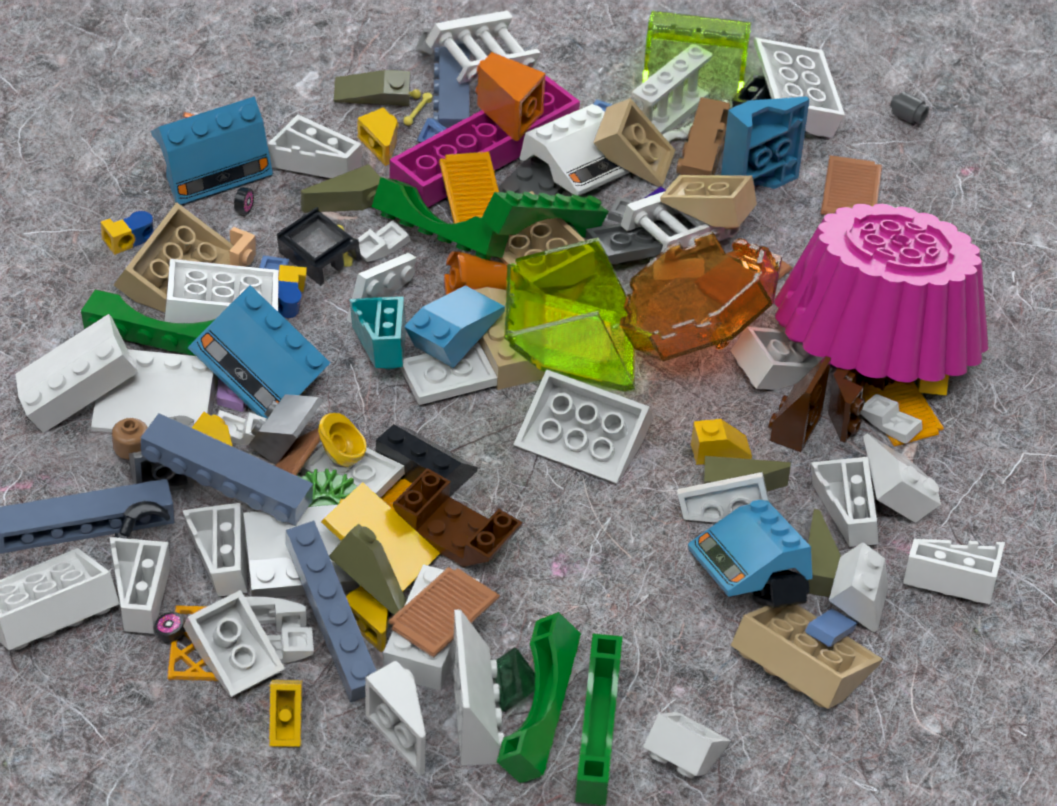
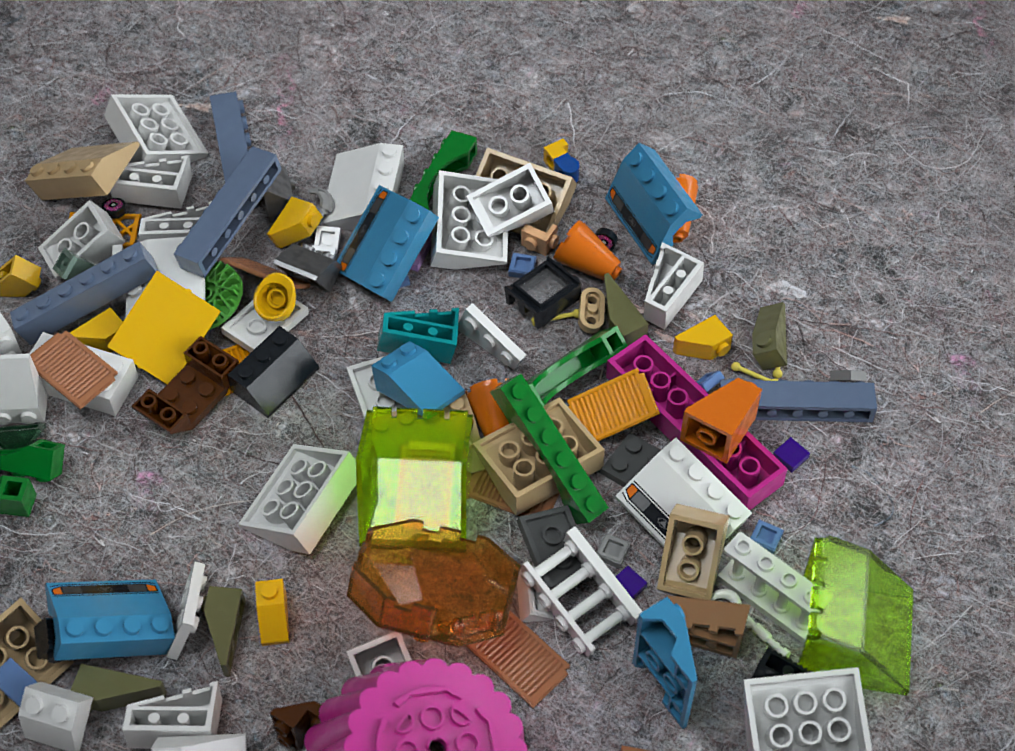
camera: 95 degrees right, 10 degrees up
(74, 374) = (374, 126): white slope -> none
(119, 641) = (81, 171): none -> tan slope
(127, 436) = (310, 172): medium nougat head -> none
(137, 512) = (218, 173): black piece -> none
(208, 245) = (511, 201): none -> white slope
(266, 210) = (587, 253): none -> orange cone
(286, 632) = (70, 264): none -> sand green slope
(290, 285) = (486, 273): blue leg -> none
(344, 213) = (591, 312): none -> tan plate
(368, 565) = (111, 315): olive slope -> none
(382, 243) = (554, 339): white slope -> none
(482, 28) = (839, 391): white fence -> none
(713, 198) = (591, 608): tan slope -> none
(801, 409) = (293, 680): reddish brown slope -> none

